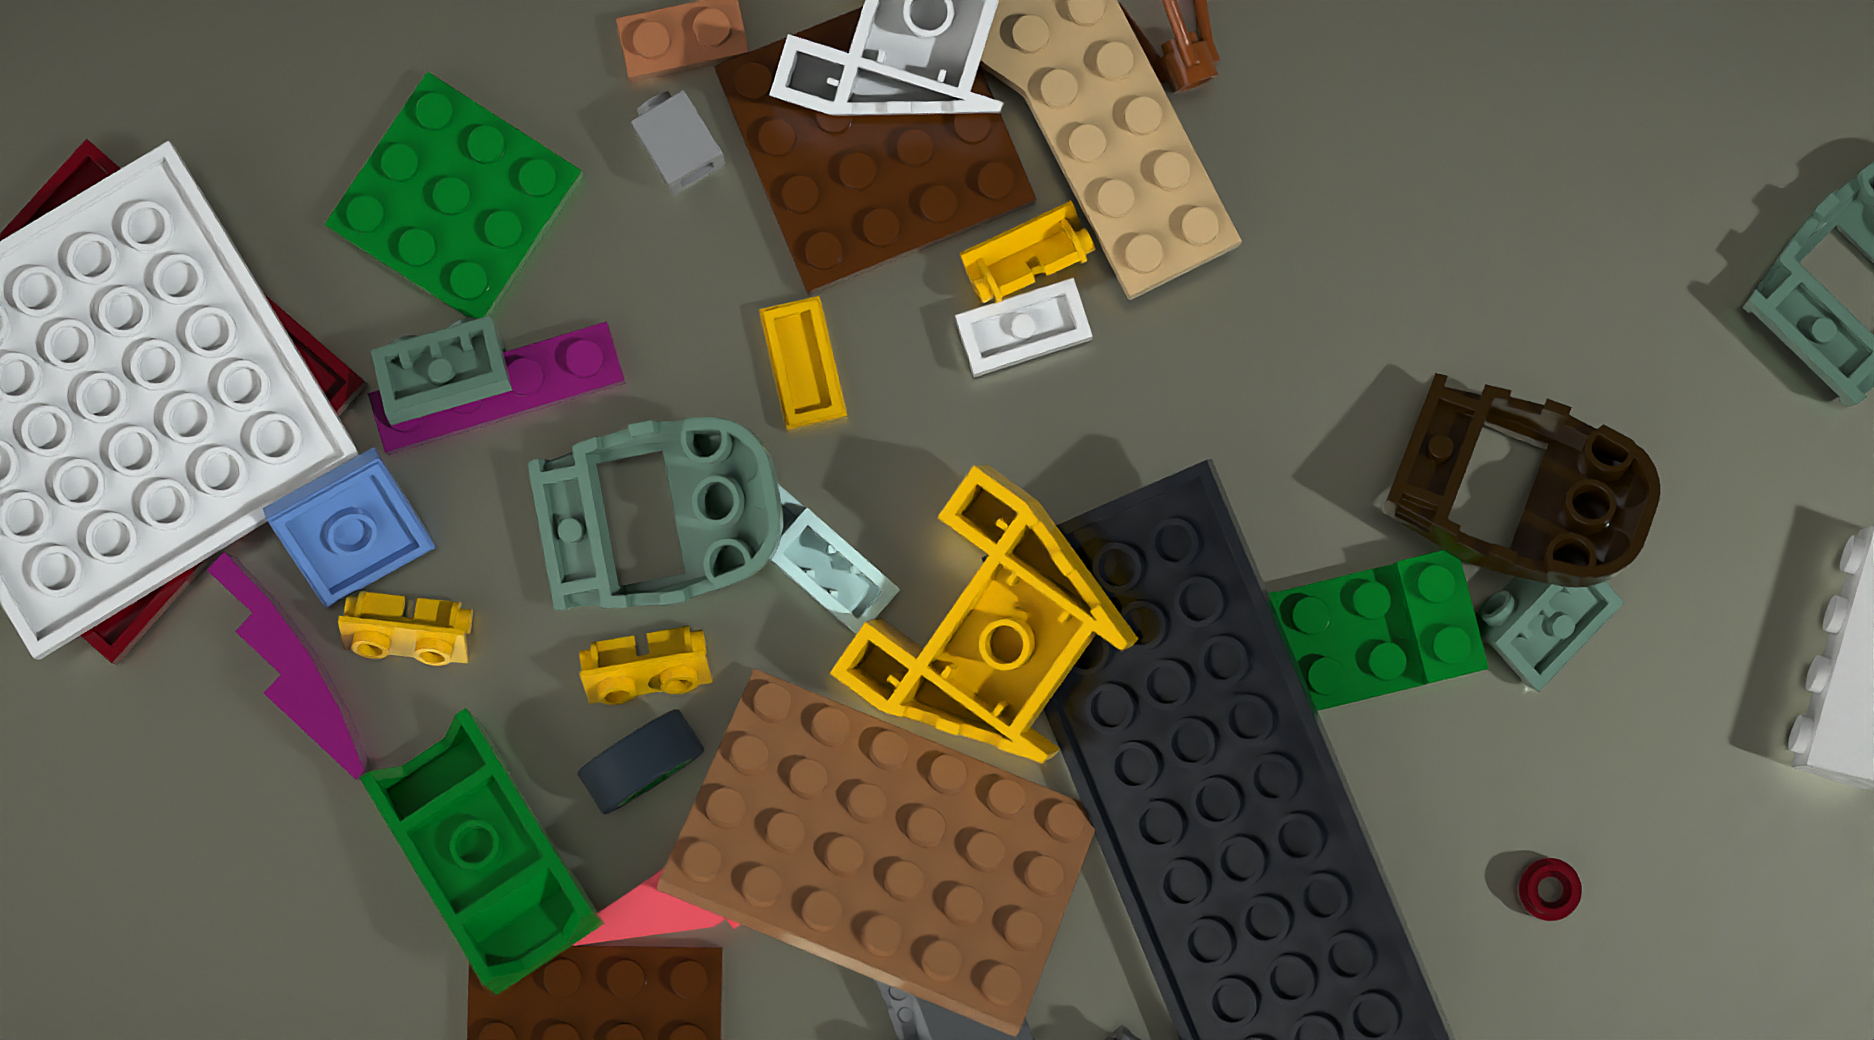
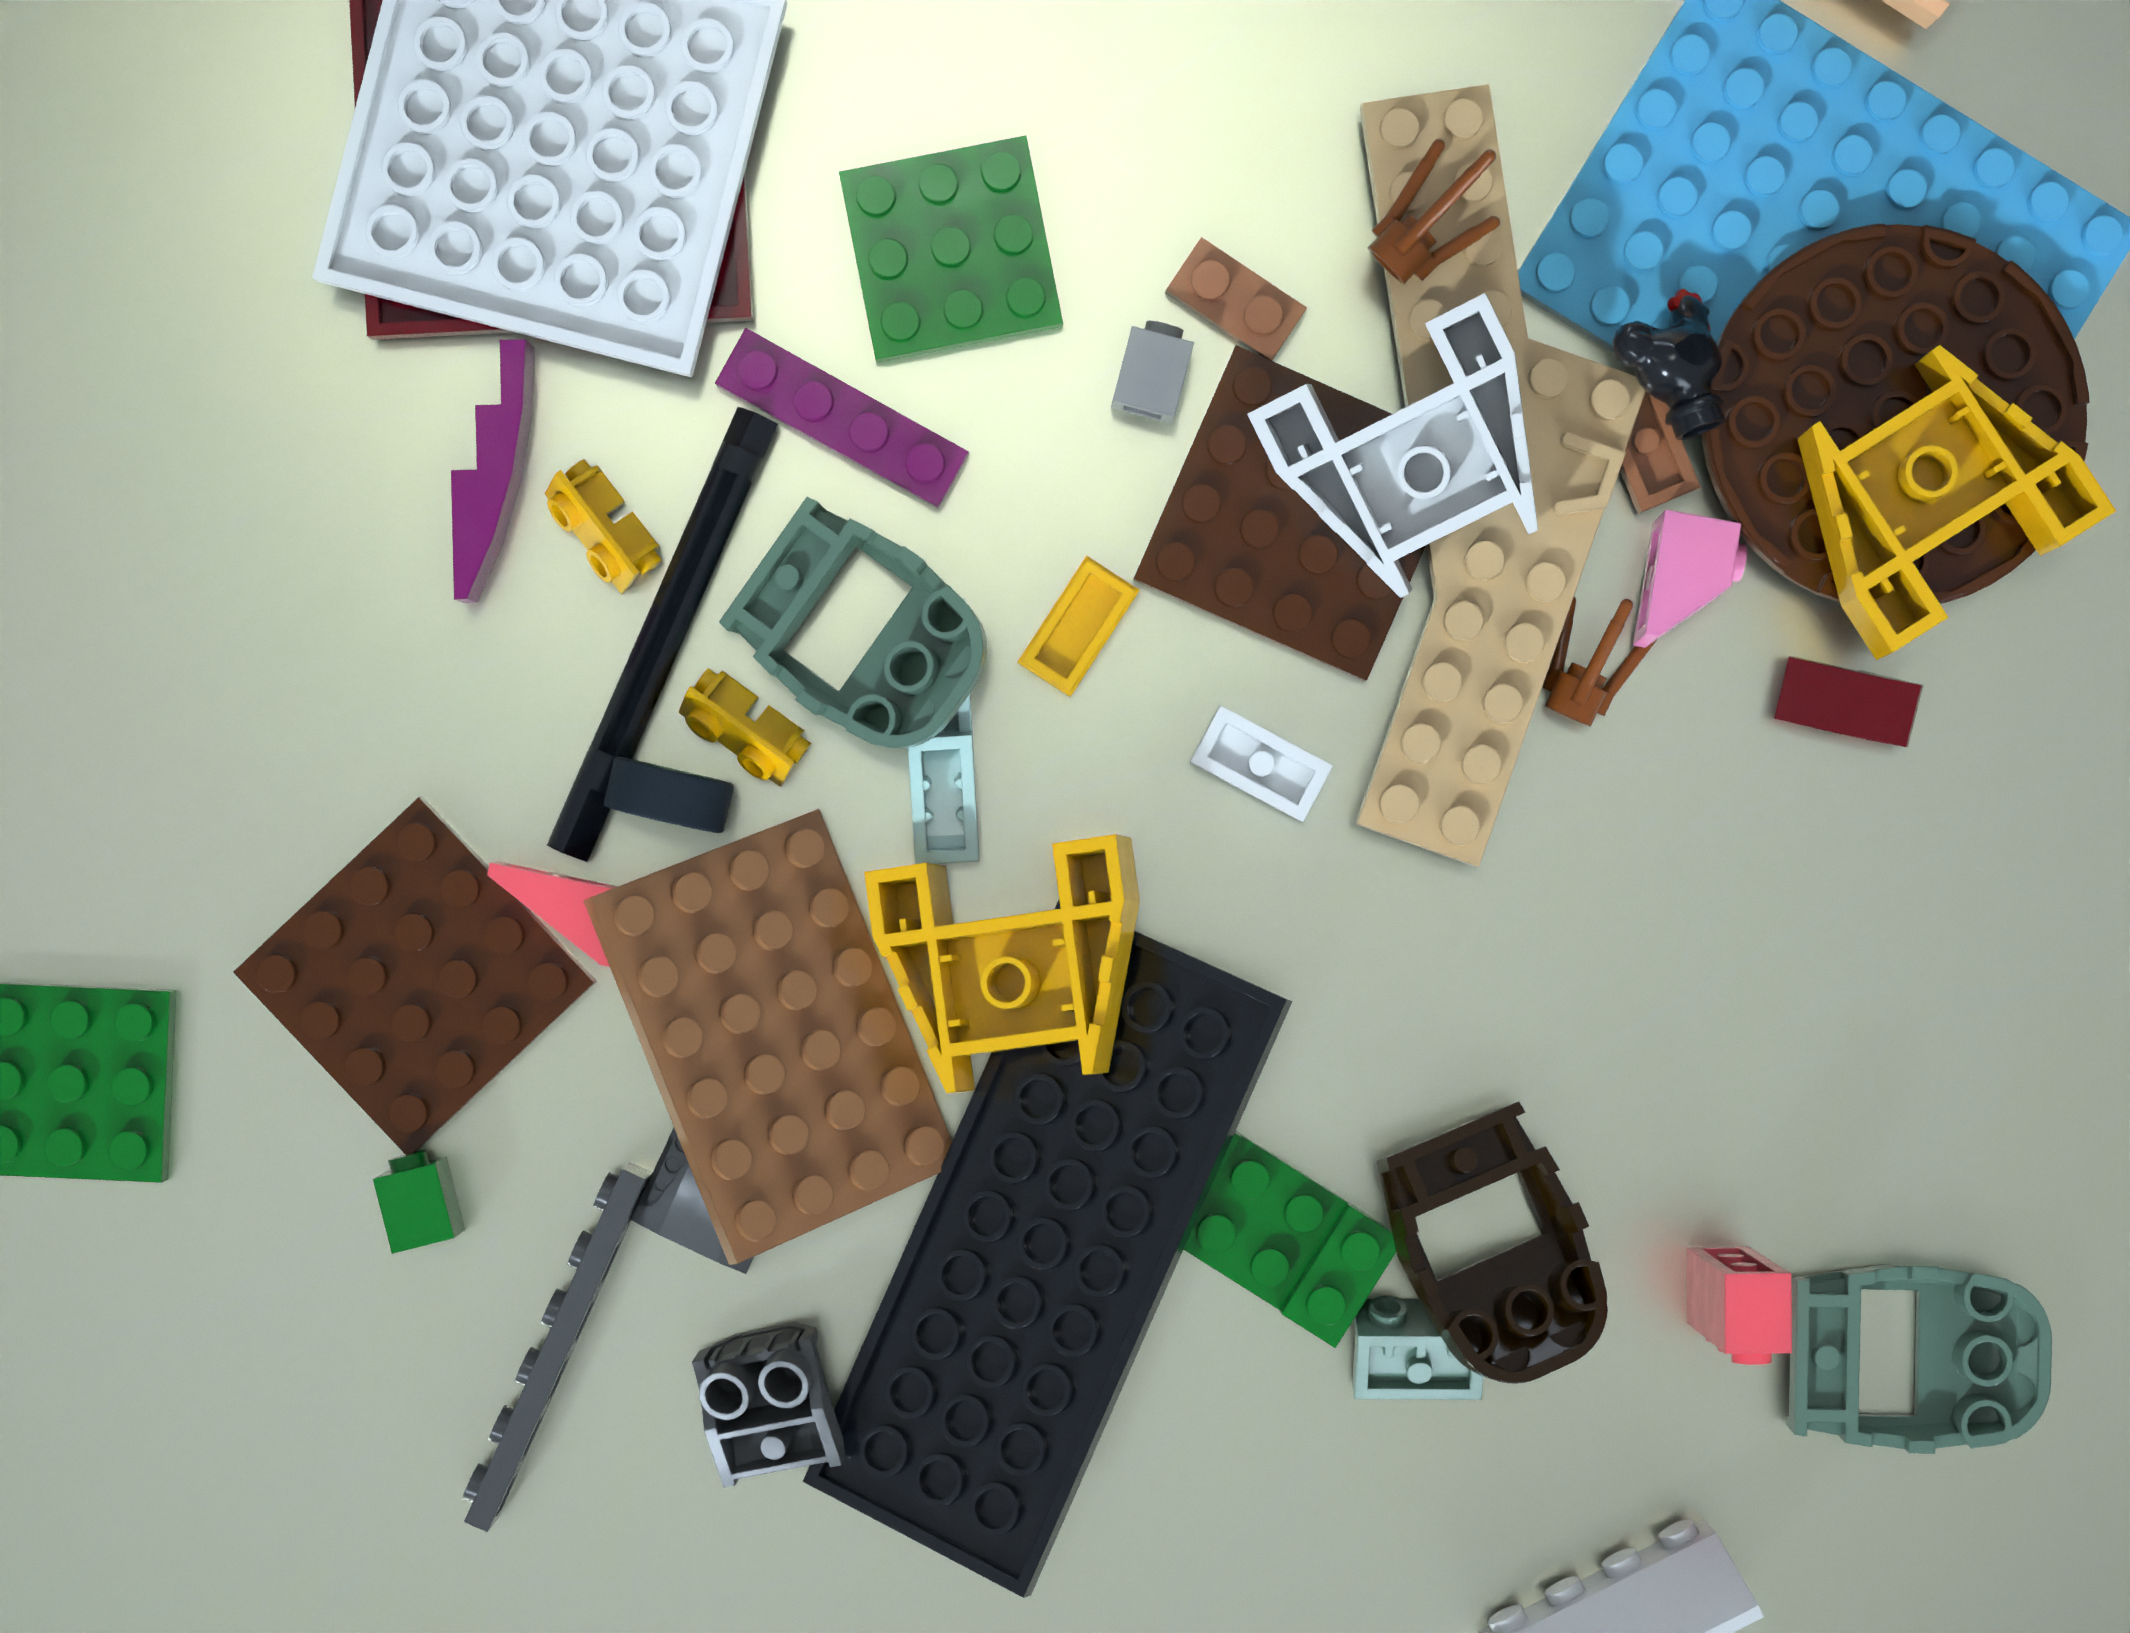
camera: 50 degrees right, 5 degrees up
(349, 527) = (632, 413): medium blue tile -> none
(441, 369) = (813, 366): sand green bracket -> none
(483, 855) = (488, 745): green piece -> none
(522, 657) = (663, 629): none -> black piece
(1025, 252) = (1304, 706): yellow hinge -> none
(1569, 889) = (1219, 1561): dark red plate -> none
(1725, 350) = (1739, 1302): none -> coral brick

